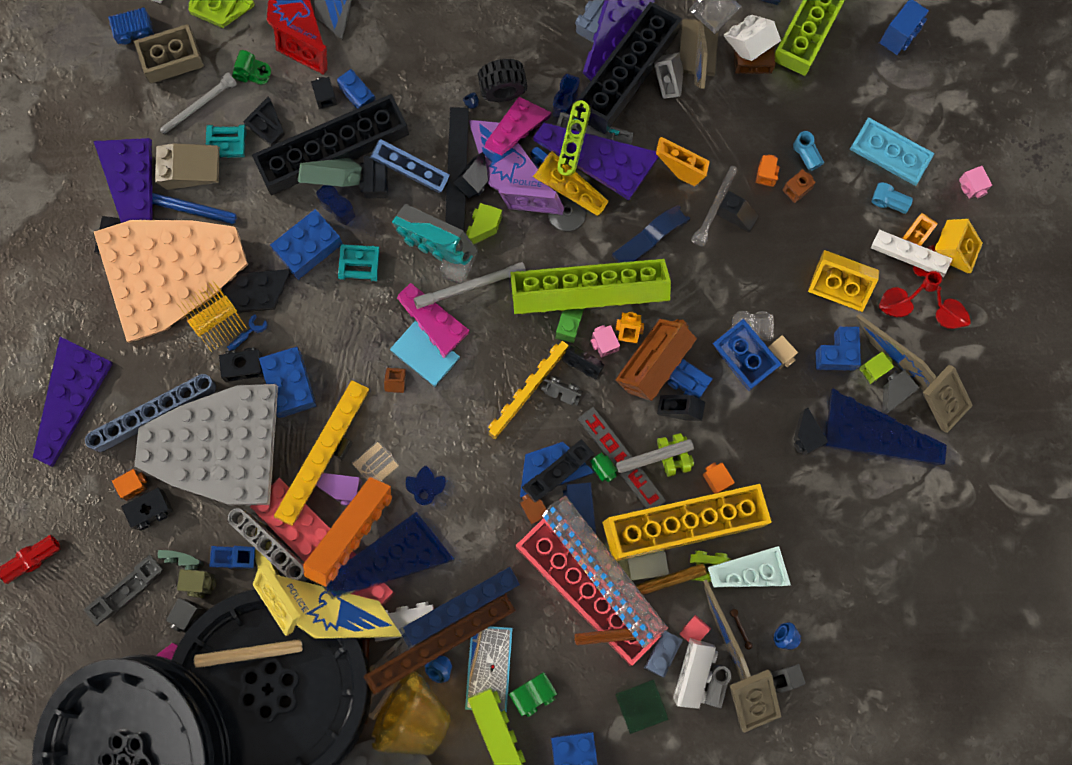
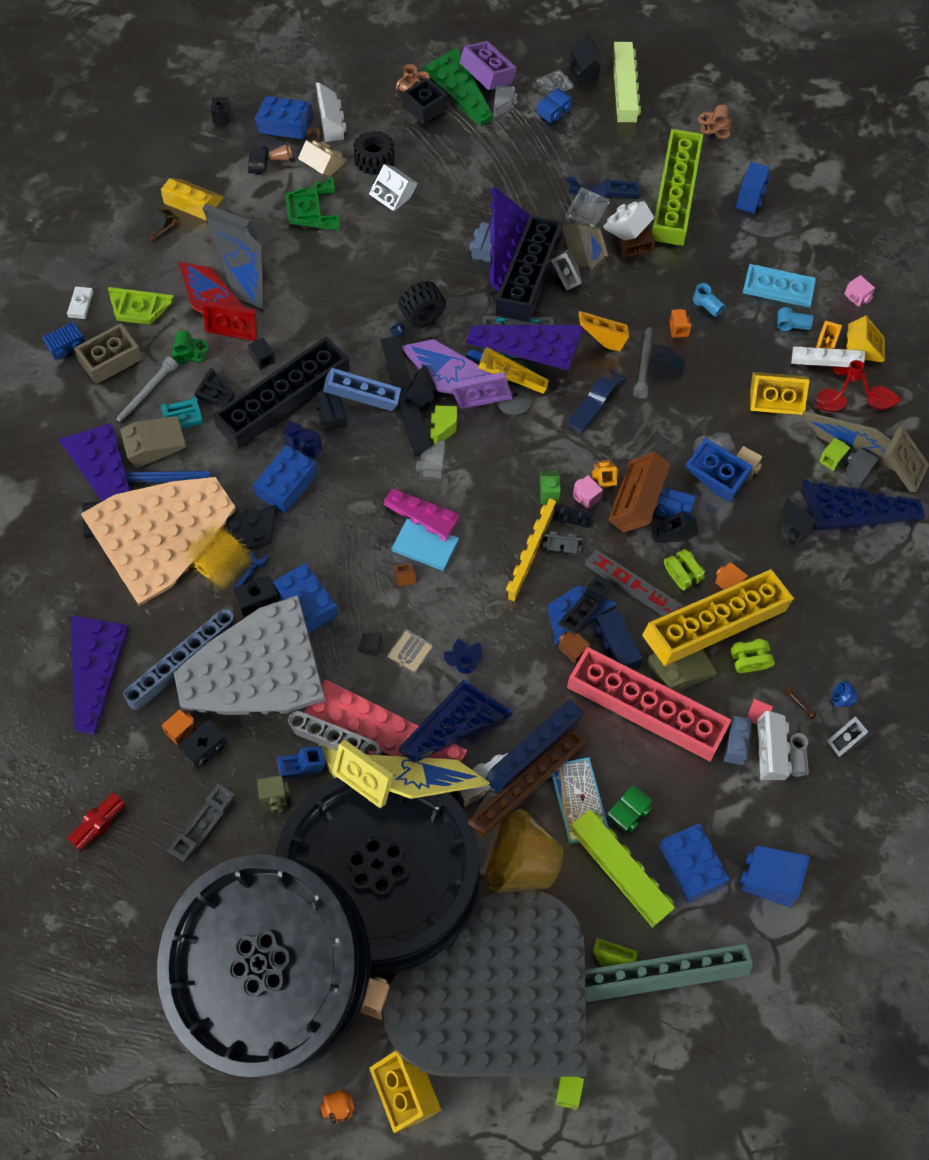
camera: 15 degrees left, 15 degrees down
(184, 560) = (241, 779): sand green slope -> none
(184, 615) = (271, 825): dark grey brick -> none
(247, 653) = (348, 834): tan axle -> none
(321, 453) = (358, 649): yellow plate -> none
(330, 172) = (291, 411): sand green slope -> none
(340, 487) = (380, 677): medium lavender slope -> none
(347, 532) = (408, 704): orange brick -> none
(355, 89) = (289, 343): blue brick -> none
(359, 256) = (338, 478): teal plate -> none
(431, 298) = (416, 493): light grey piece -> none
(434, 236) = (404, 438): teal piece -> none
(439, 669) = (535, 809): blue cone -> none
(516, 124) = (445, 337): dark pink wing -> none
(566, 95) = (481, 304): clear blue brick -> none
(574, 138) = (504, 328): lime beam -> none
(590, 286) = (558, 448): lime brick -> none
(603, 636) = (680, 732): dark orange axle -> none
(604, 467) = (624, 596): green brick -> none
(604, 571) = (661, 674): clear brick -> none
(641, 706) = (734, 795): clear green tile -> none
(654, 456) = (668, 571): light grey axle -> none
(672, 579) = (719, 674): pearl gold axle -> none
(753, 695) = (833, 745): dark tan piece -> none
(754, 570) = (792, 645): light aqua wing -> none
(799, 185) = (711, 328): dark orange brick -> none
(842, 355) = (800, 449): blue brick -> none

